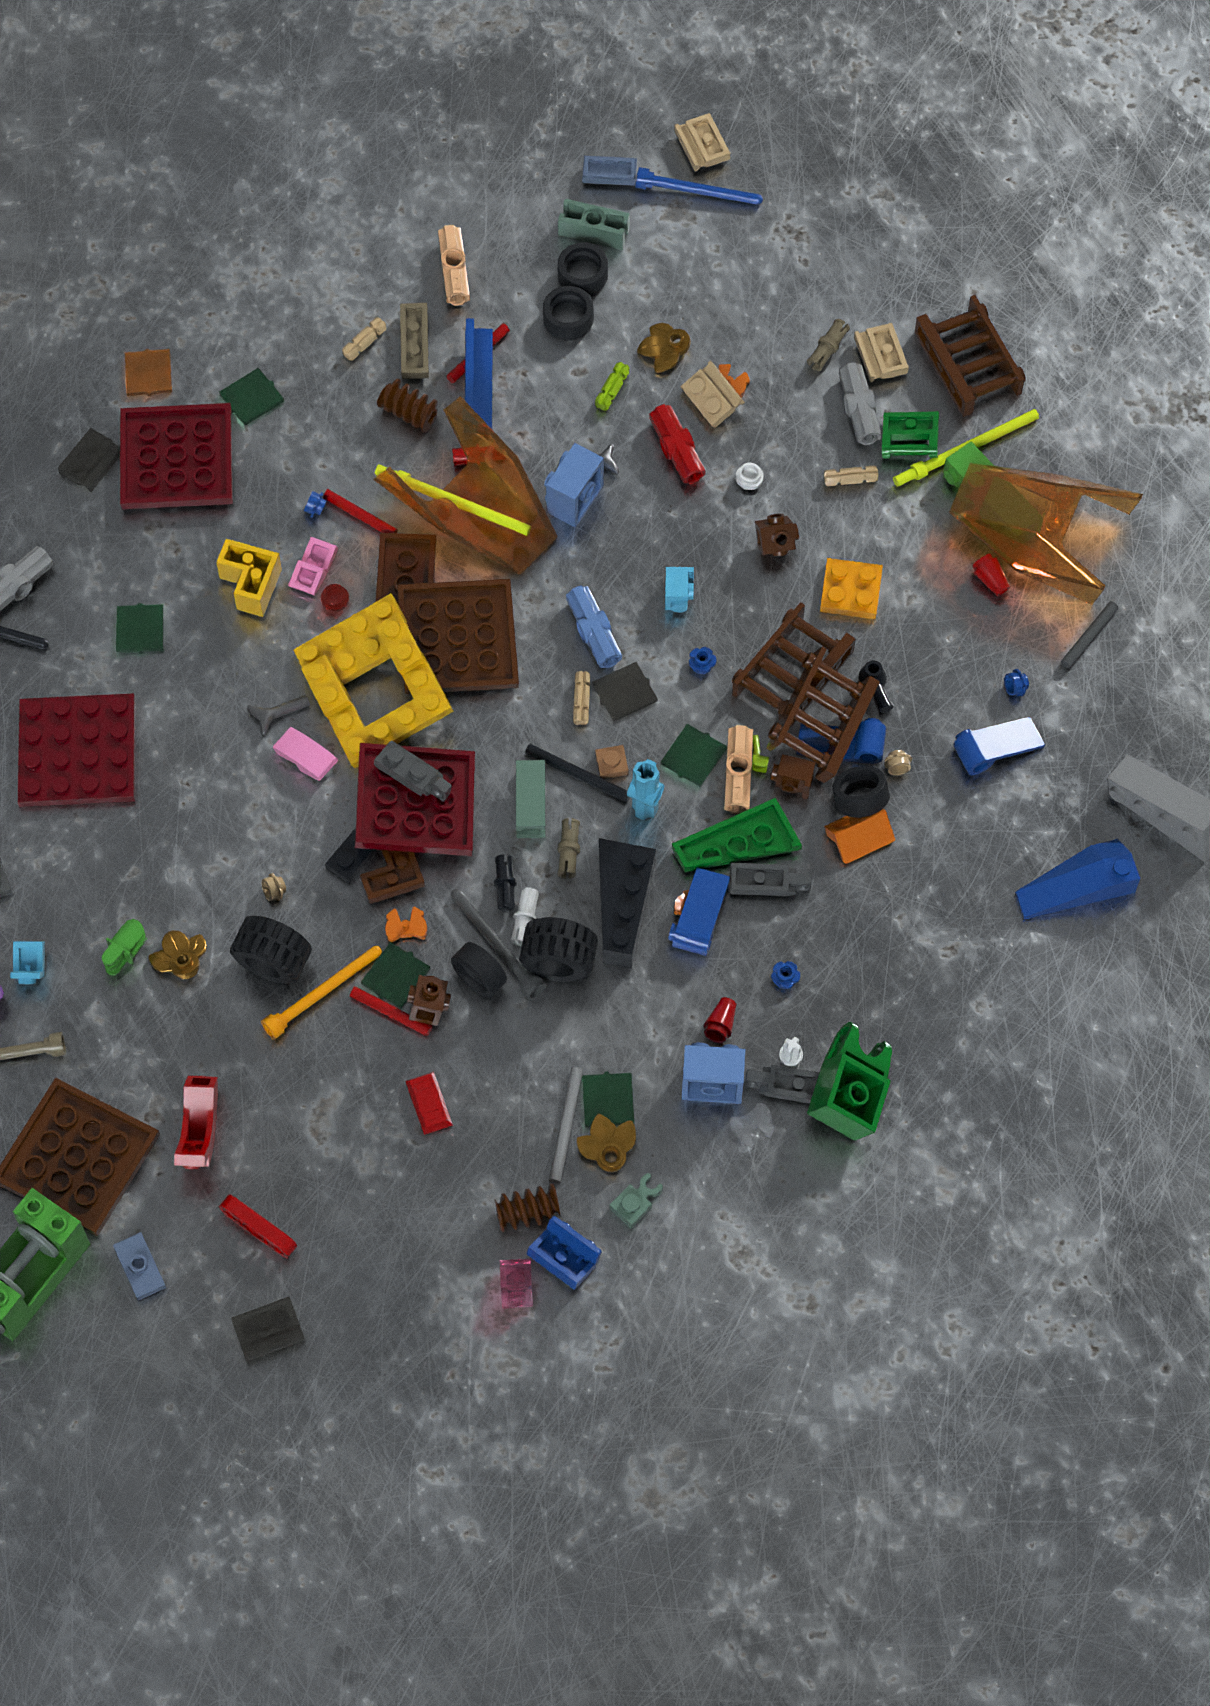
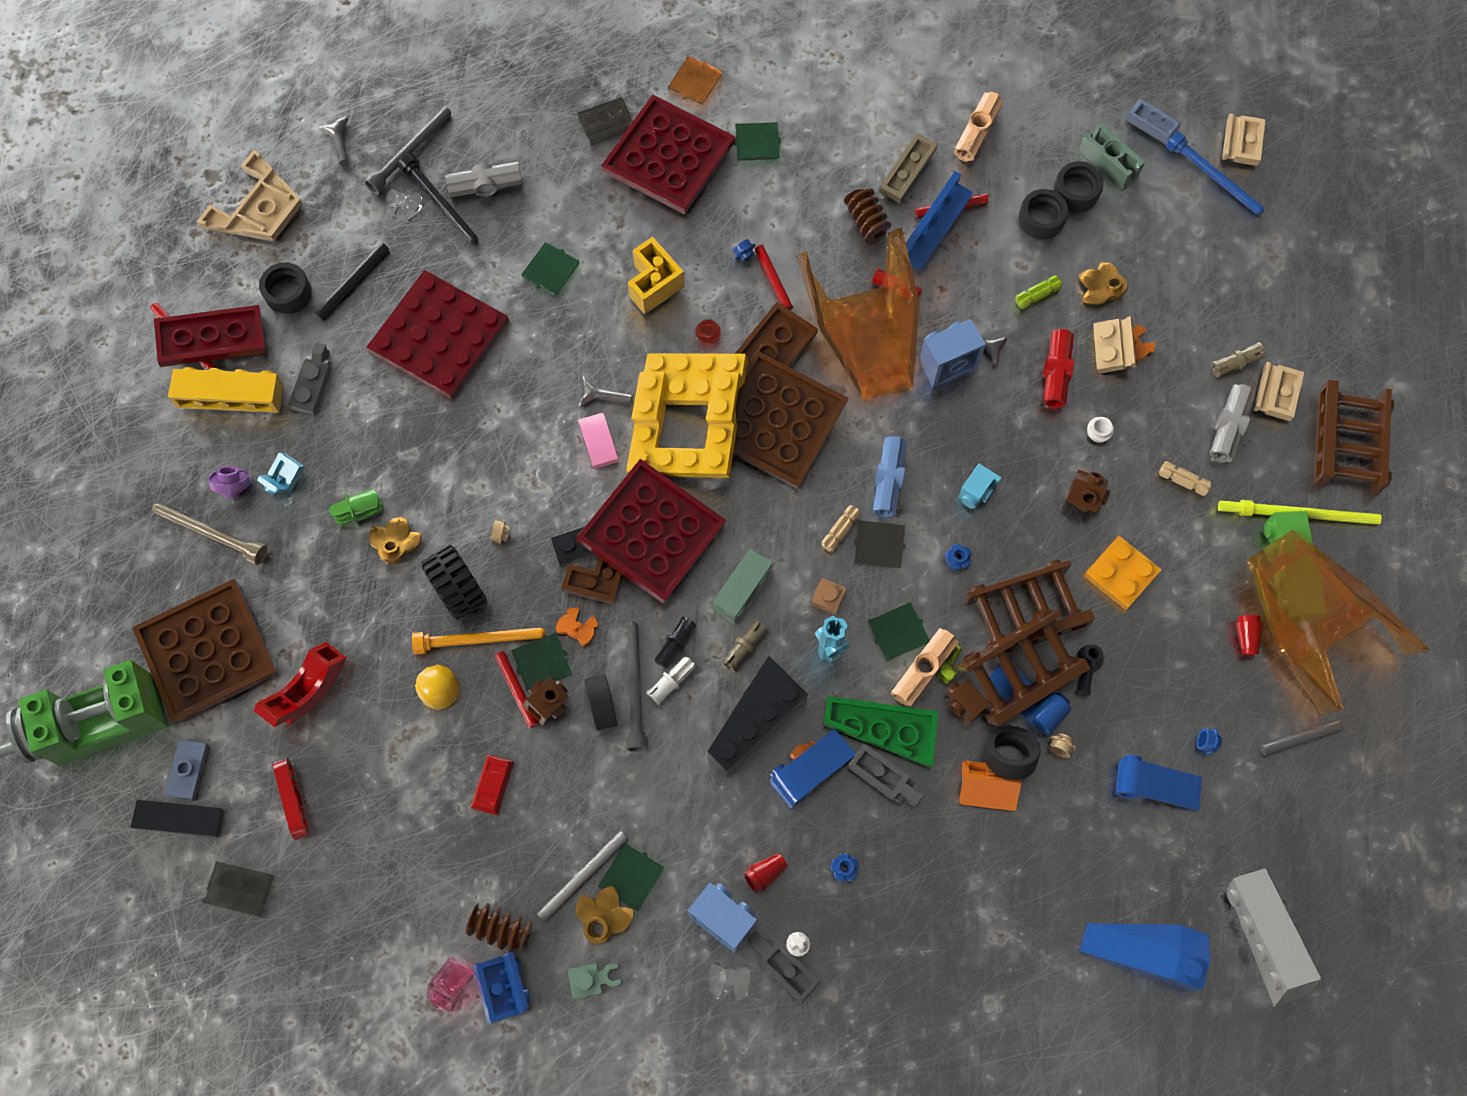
camera: 35 degrees right, 5 degrees up
(163, 1311) = (177, 818): none -> black tile
(313, 567) = (709, 299): bright pink slope -> none
(317, 1053) = (437, 687): none -> yellow hair
(364, 339) = (871, 145): tan axle -> none
(412, 771) = (662, 506): dark grey hinge -> none
(461, 503) = (821, 271): neon yellow bar -> none
(558, 949) = (672, 728): black tyre -> none
(577, 772) = (794, 585): black bar -> none
(851, 1085) = (831, 1006): green brick -> none
(910, 427) = (1262, 468): green plate -> none

